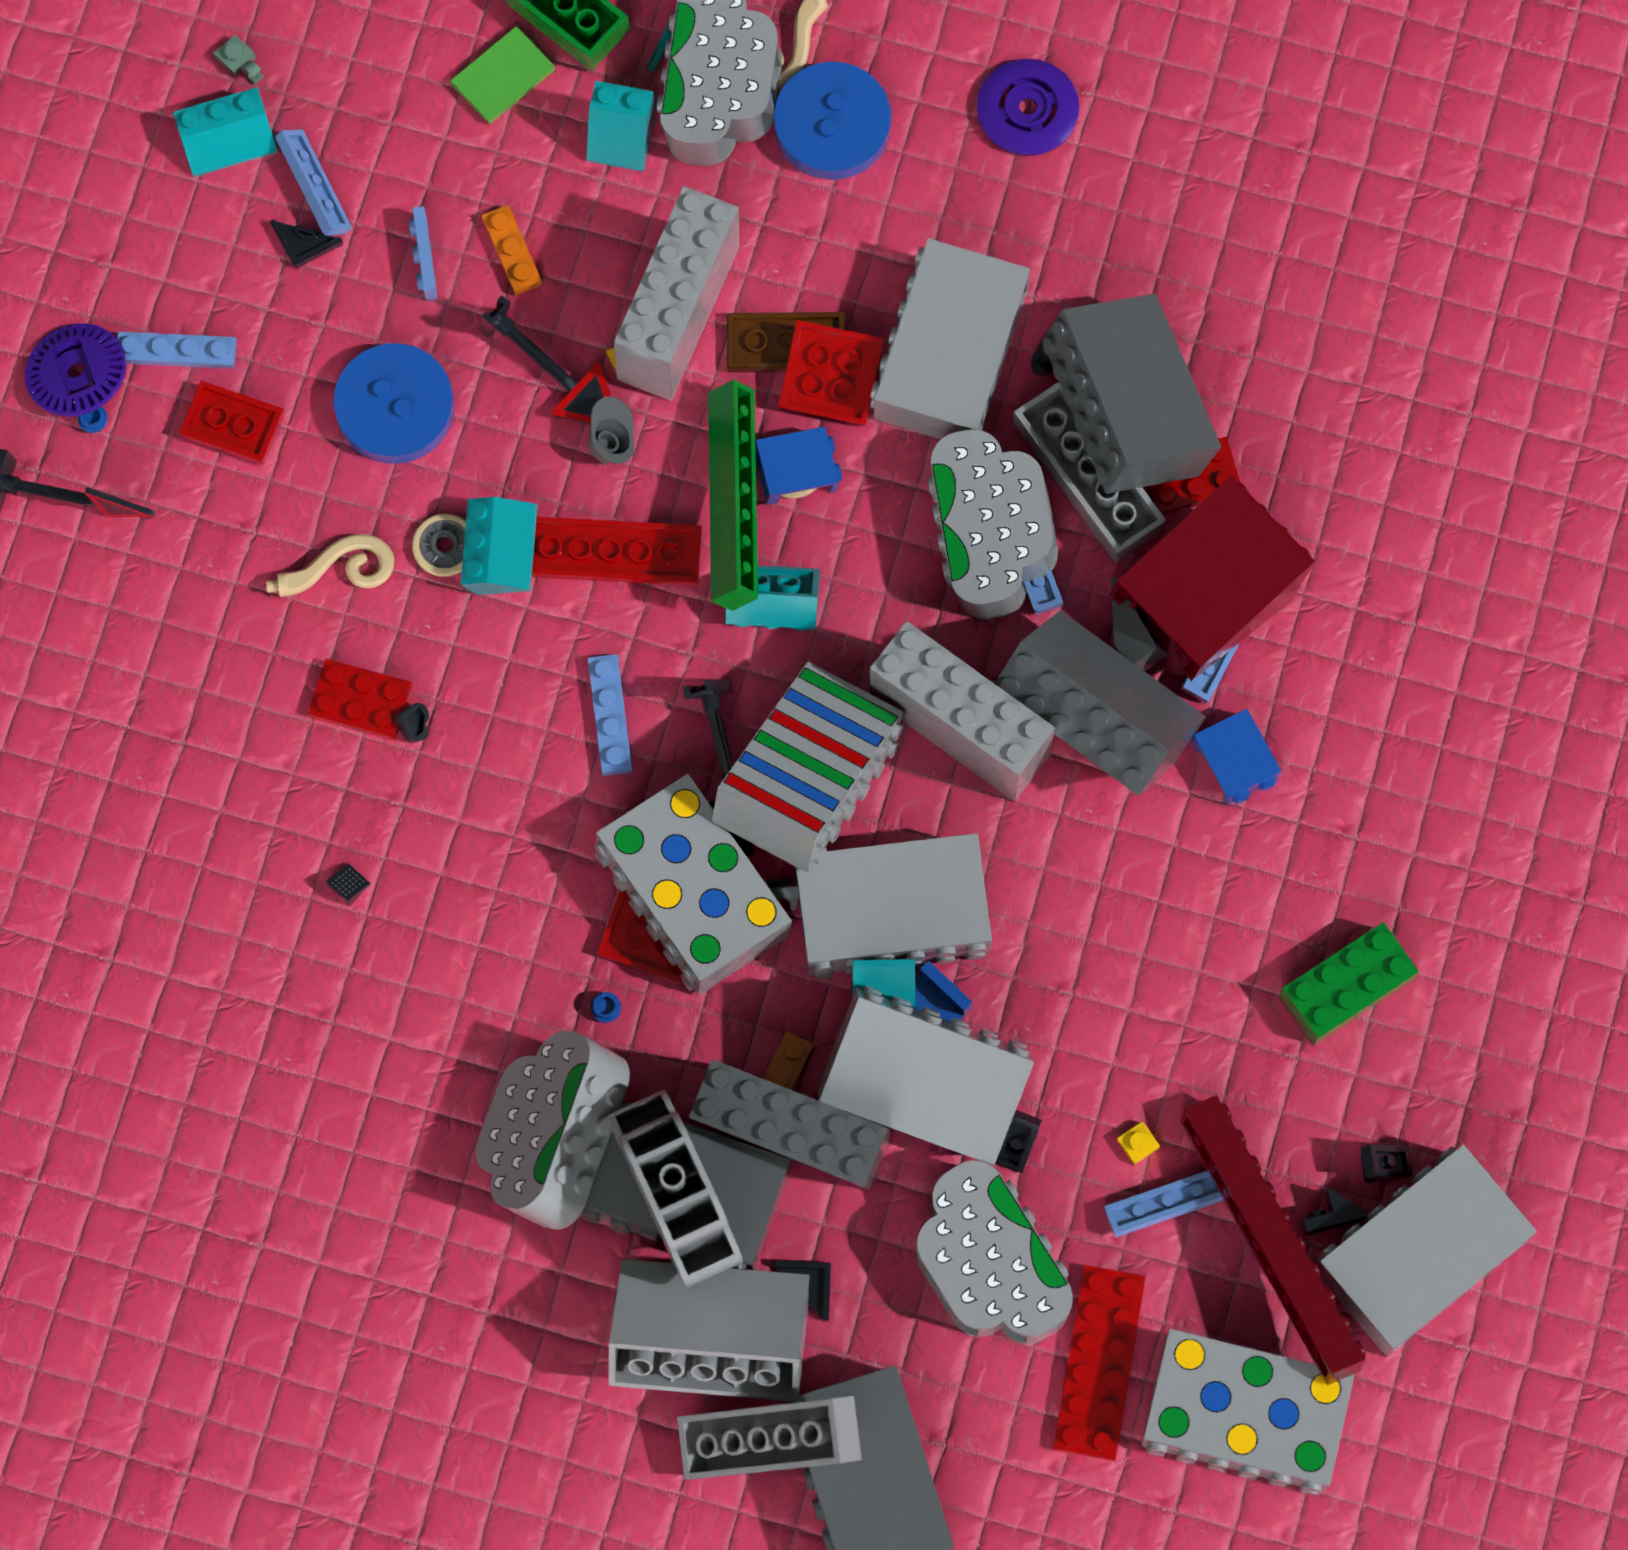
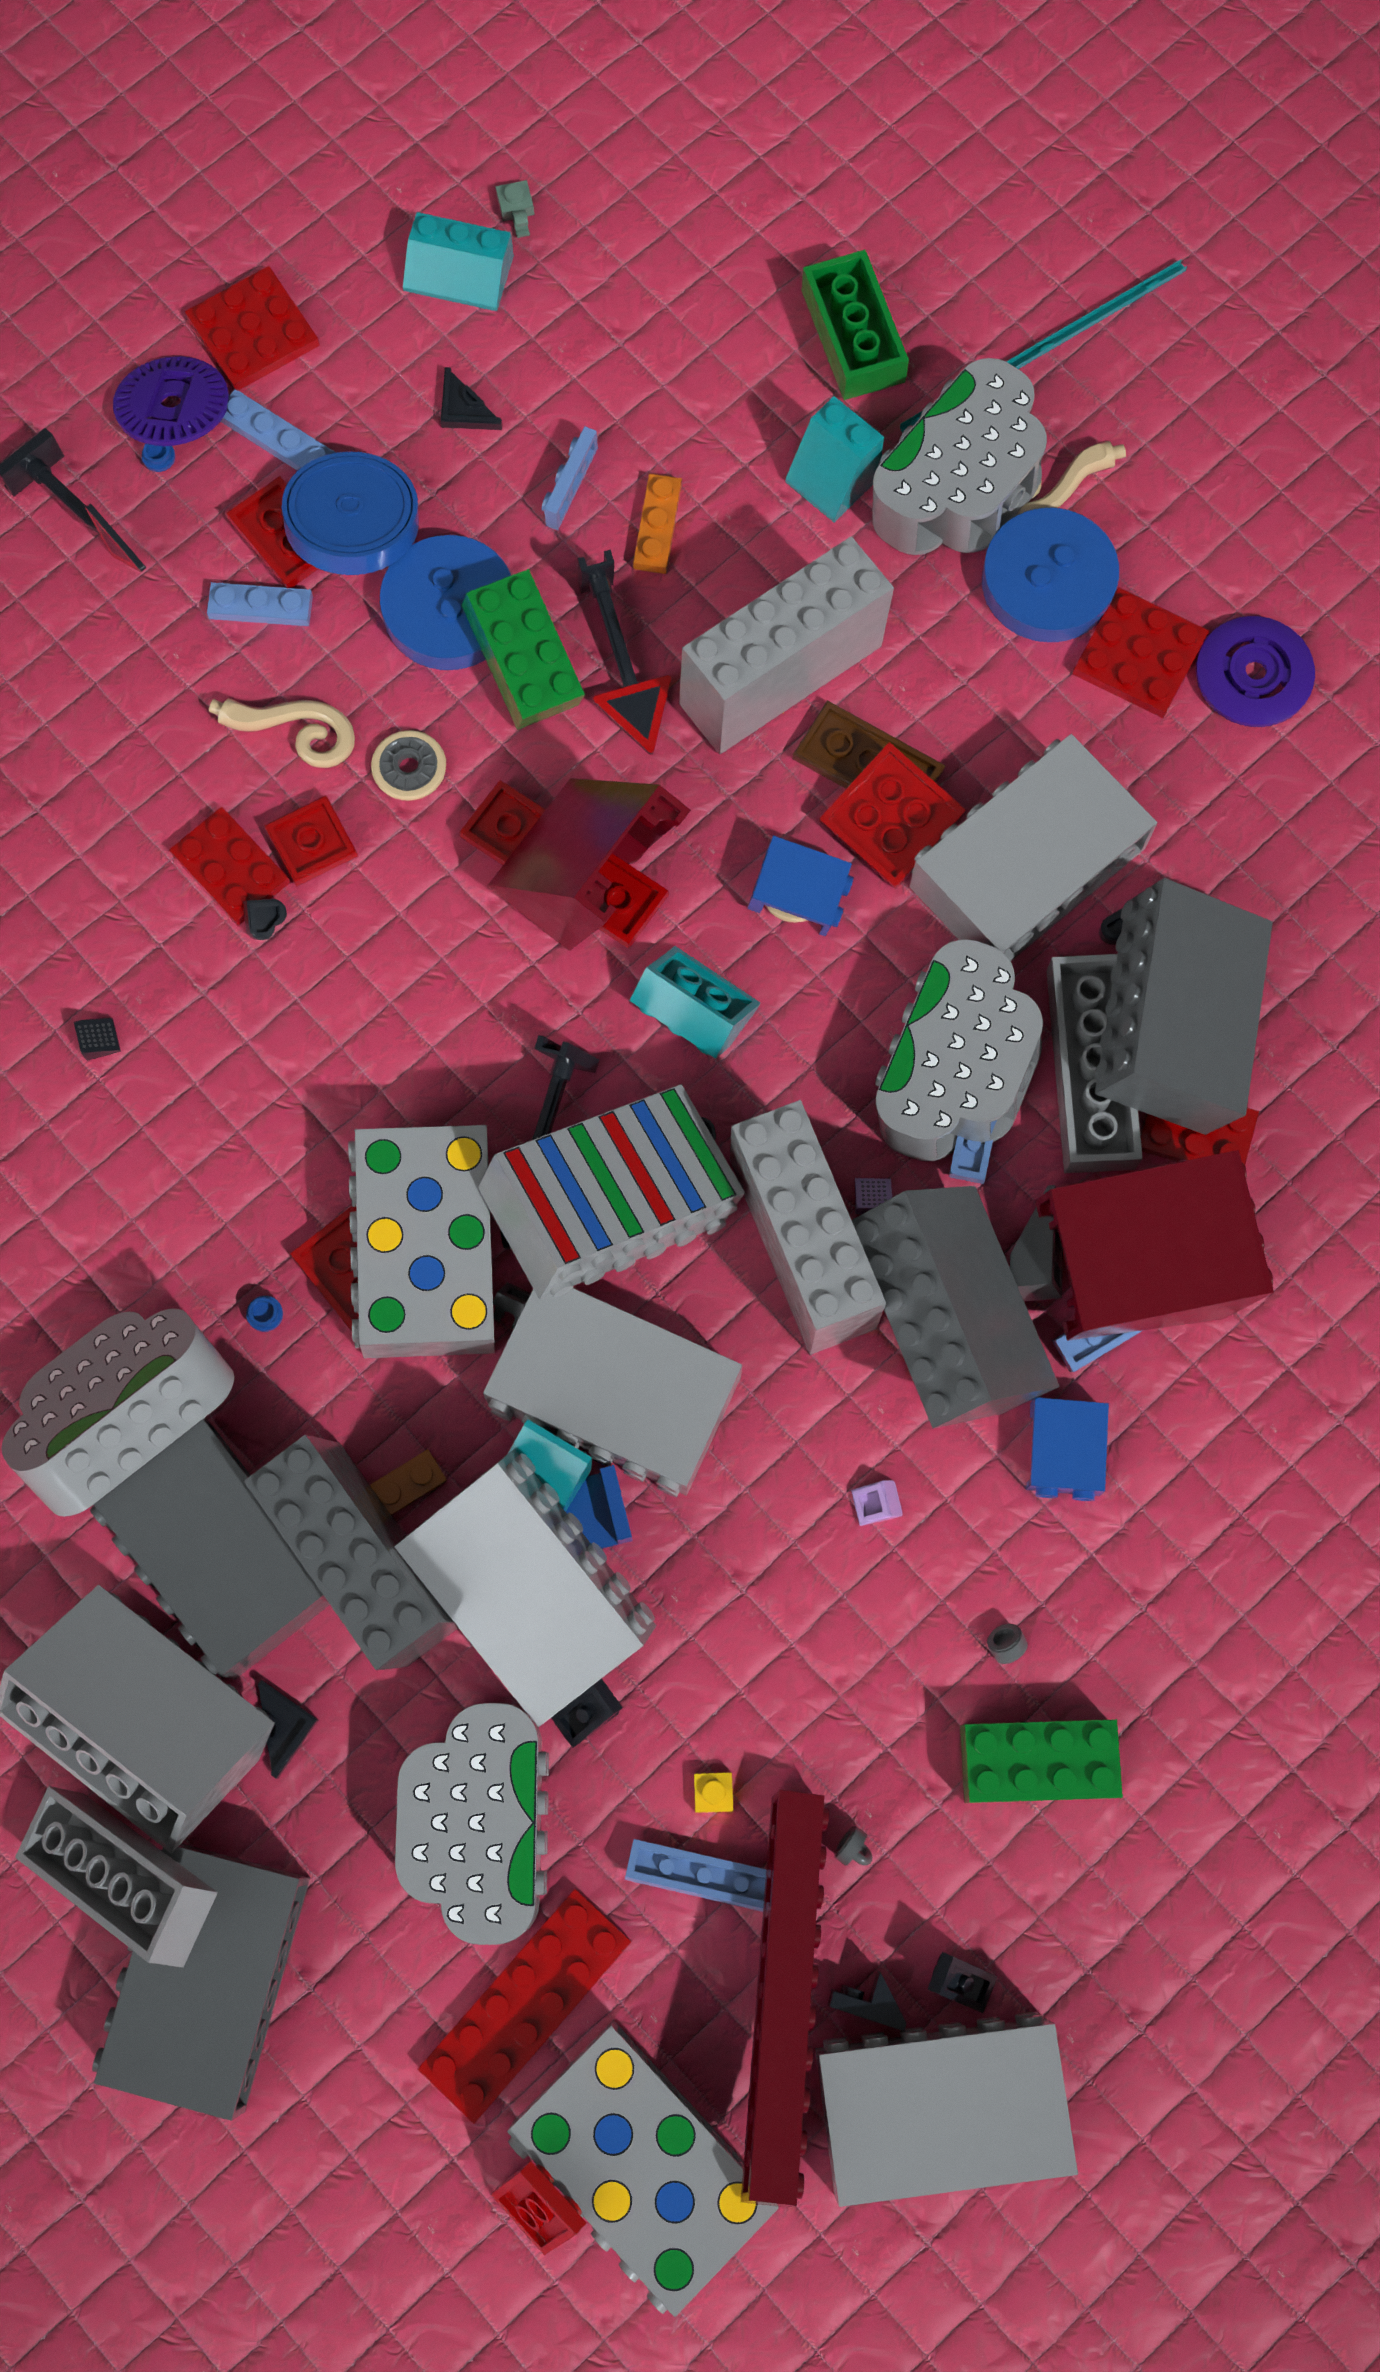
camera: 30 degrees right, 0 degrees up
(97, 275) = (252, 328): none -> red plate
(249, 488) = (260, 604): none -> medium blue plate
(279, 378) = (350, 513): none -> blue brick
(313, 182) = (509, 354): medium blue plate -> none
(410, 644) = (311, 840): none -> red plate
(479, 407) = (522, 649): none -> green brick
(498, 545) = (455, 793): teal slope -> none
(502, 75) = (755, 356): bright green tile -> none
(610, 715) = (460, 1024): medium blue plate -> none
(611, 431) = (638, 746): dark grey piece -> none
(622, 537) = (557, 863): none -> dark red windscreen
(675, 1188) = (177, 1548): light grey brick -> none
(732, 495) = (712, 877): green brick -> none
(935, 141) = (1140, 652): none -> red plate
(989, 660) = (871, 1193): none -> lavender slope
(1127, 876) = (877, 1502): none -> lavender slope
(1195, 1478) = (539, 2207): none -> red plate
(1256, 1119) = (853, 1848): none -> dark grey tile
(1277, 918) = (1007, 1643): none -> dark grey tile

